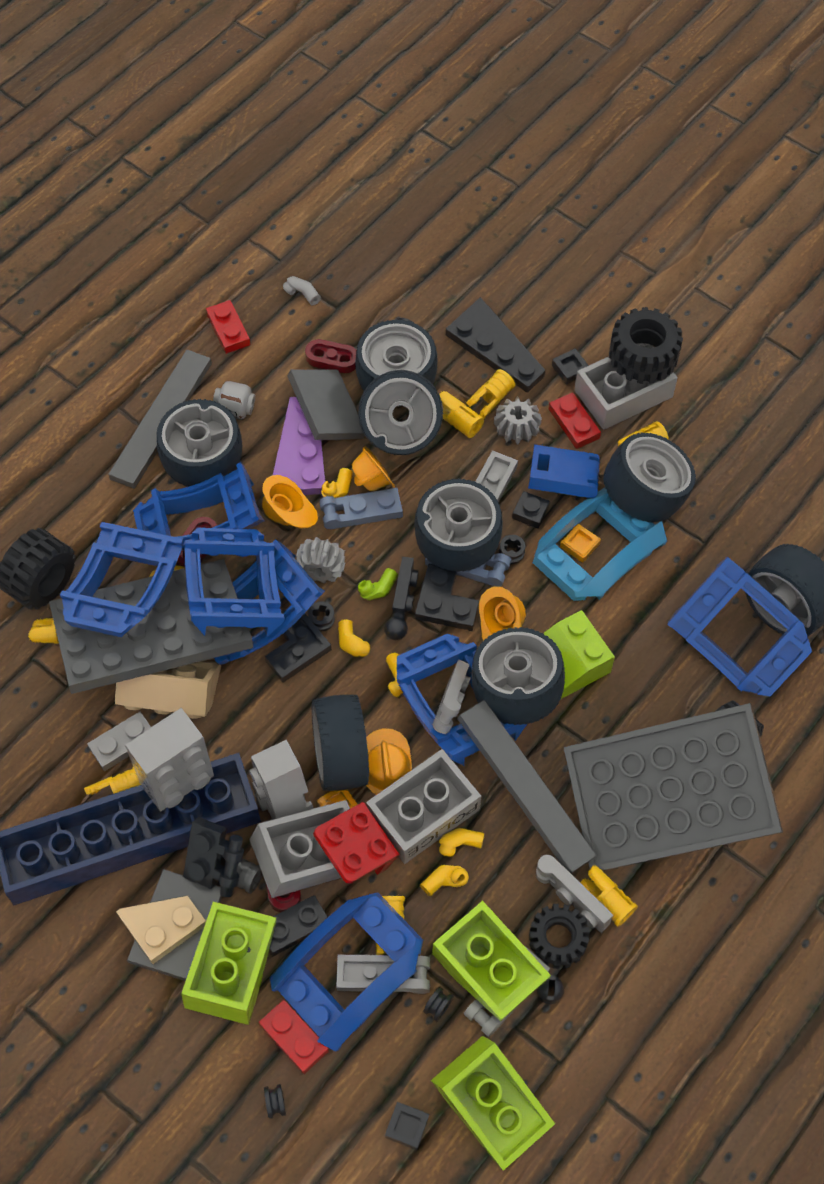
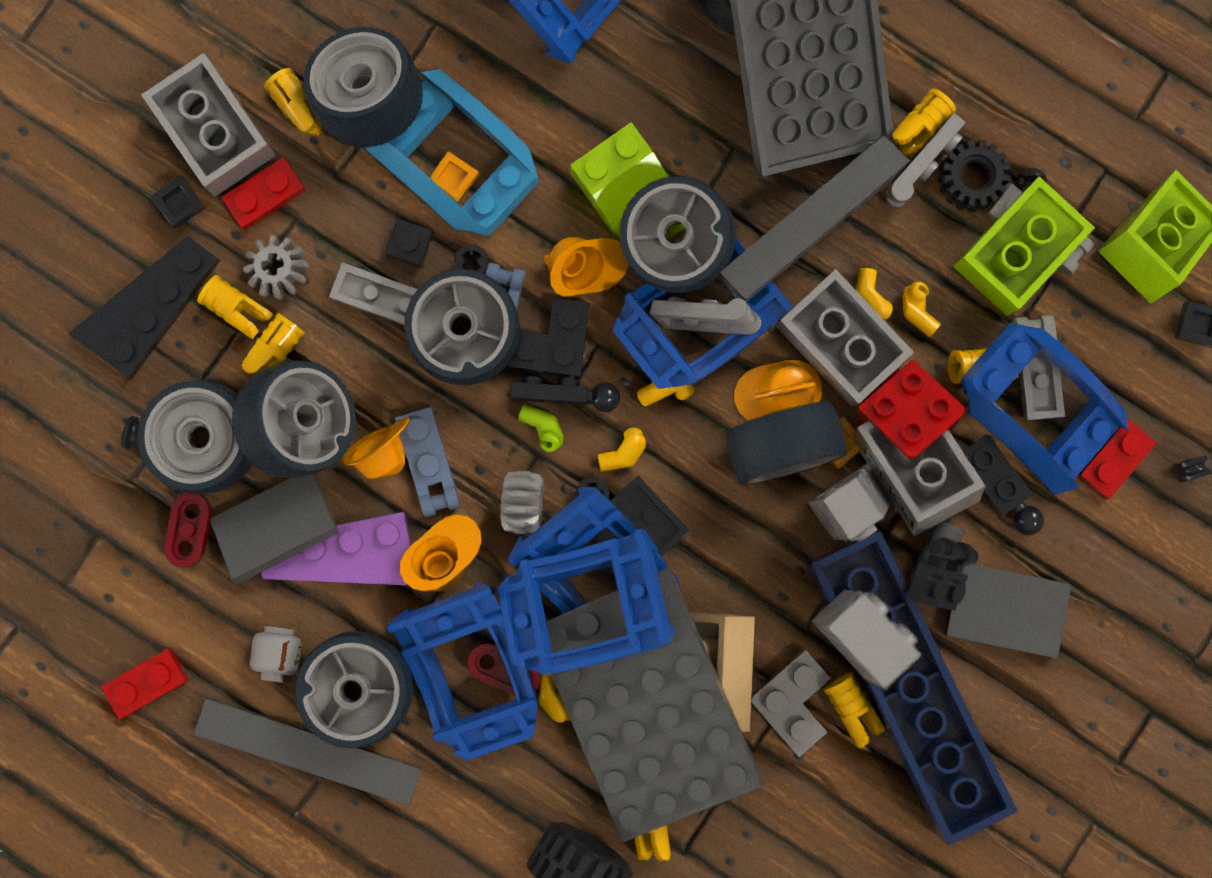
camera: 100 degrees left, 25 degrees up
(126, 543) = (545, 741): blue wedge -> none
(162, 925) = (1017, 624): tan wing -> none
(222, 973) = (1066, 543): lime slope -> none
(306, 288) = (67, 584): light grey arm -> none
(338, 488) = (400, 493): yellow arm -> none
(438, 1004) = (1067, 302): black bush -> none
(567, 473) = (354, 191): blue container -> none
(648, 328) = (146, 68): black tyre -> none

